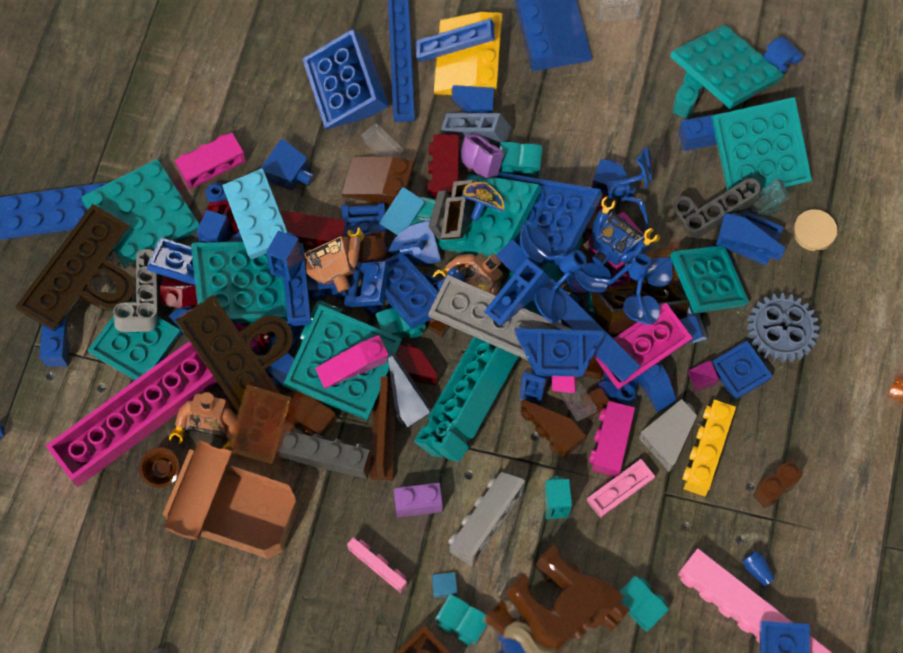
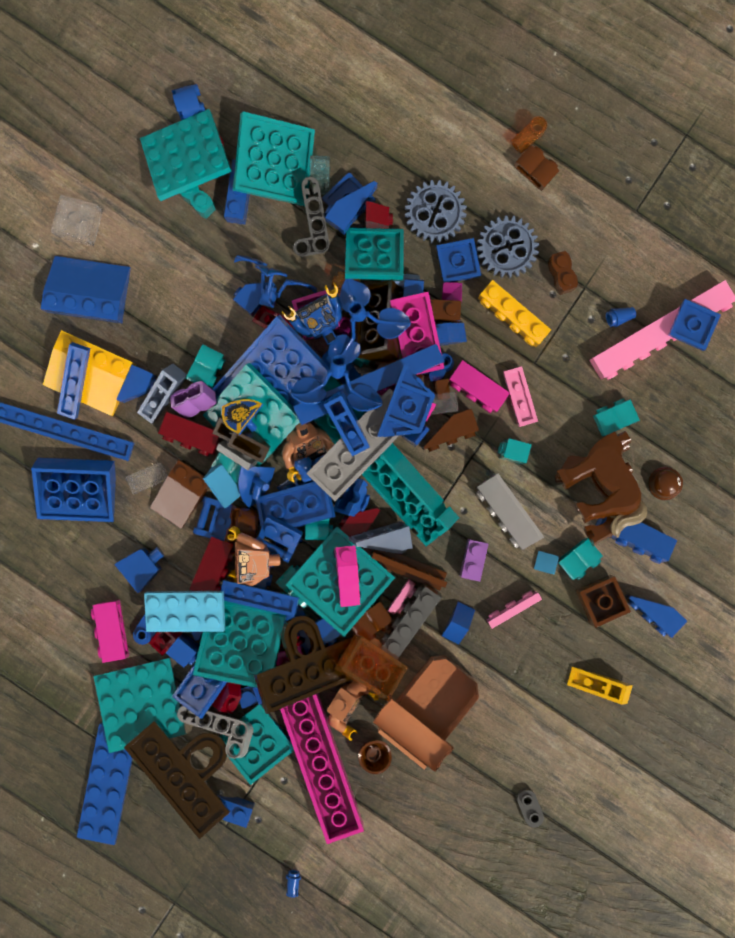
camera: 75 degrees left, 20 degrees up
(284, 255) = (236, 602): blue brick -> none
(340, 510) = (458, 623): none -> blue slope
(350, 437) = (406, 591): none -> bright pink plate
(439, 349) = (354, 499): none -> blue cylinder
(668, 433) = (490, 339): light grey slope -> none
(680, 371) = (446, 311): none -> reddish brown brick
(750, 267) = (378, 216): none -> dark red slope
(764, 427) = (501, 231): none -> sand blue gear
(815, 230) = (358, 146): tan tile -> none
(880, 416) = (536, 167): none -> reddish brown brick

